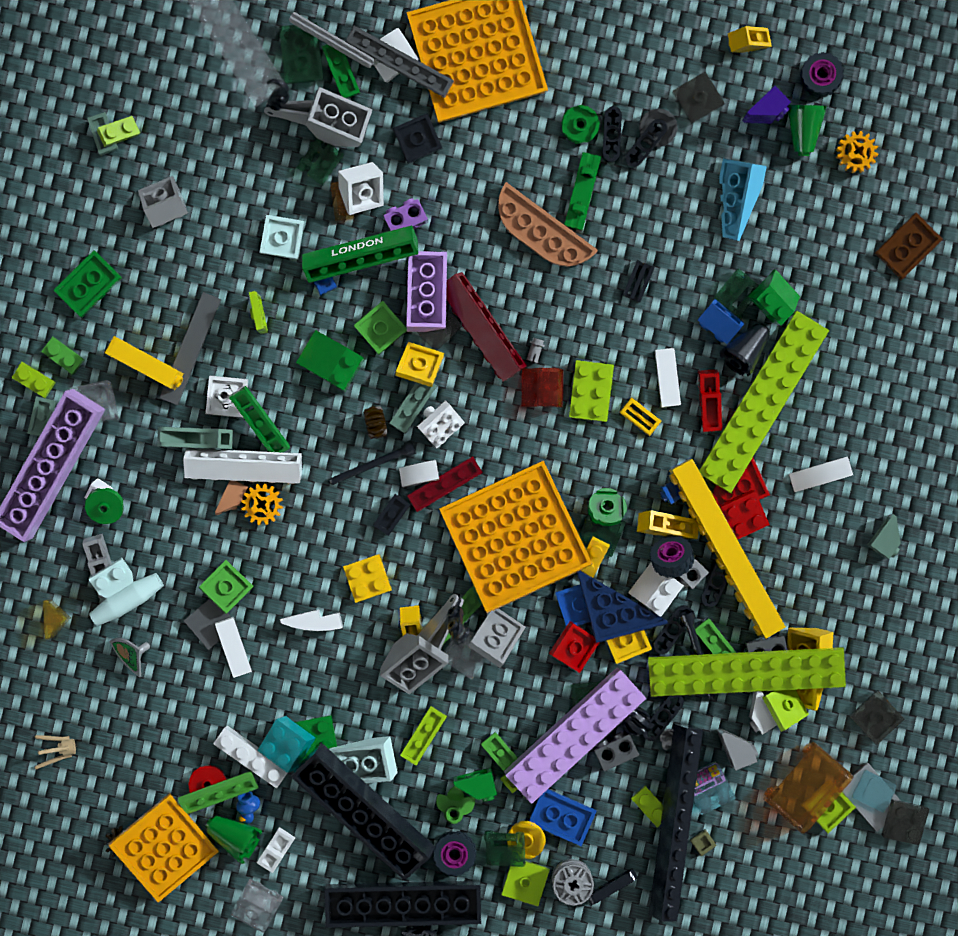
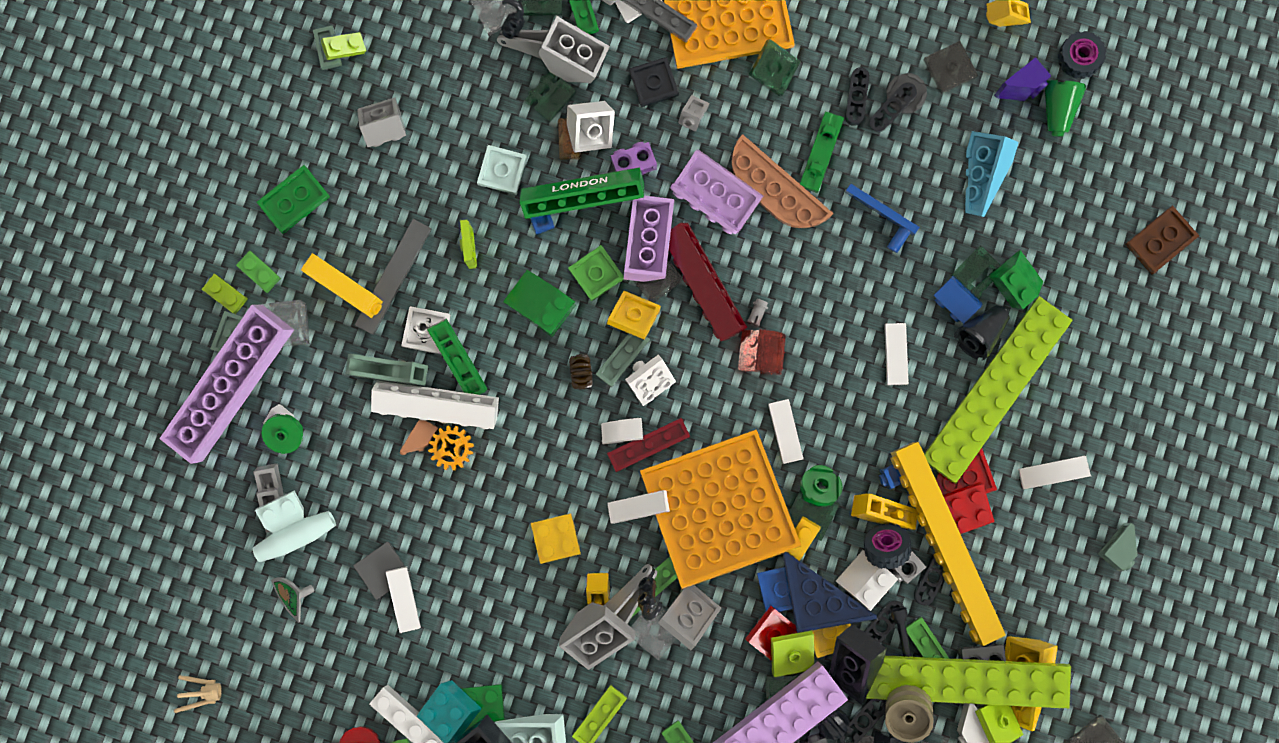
camera: 10 degrees right, 5 degrees down
(54, 618) = (214, 550): clear yellow slope -> none
(225, 587) = (402, 533): bright green plate -> none
(314, 621) = (493, 580): white slope -> none
(391, 514) = (588, 472): black plate -> none
(406, 449) = (610, 404): black piece -> none
(440, 542) = (638, 507): none -> white tile
(457, 165) = (693, 113): none -> light grey bracket
(486, 241) = (716, 192): none -> lavender bracket
(531, 114) = (774, 67): none -> clear green plate
(570, 459) = (785, 431): none -> white tile
(584, 115) = (825, 73): green plate -> none
(591, 391) = (813, 360): lime plate -> none
(593, 662) = (792, 653): none -> lime plate
(636, 423) = (876, 405): yellow tile -> none
(644, 266) = (881, 235): black tile -> none
(651, 664) = (856, 662): none -> black slope
(666, 259) = (906, 226): none -> blue piece
(702, 705) = (909, 714): none -> dark tan wheel
(710, 400) = (940, 382): red slope -> none
(853, 145) = (1114, 146): light orange gear -> none

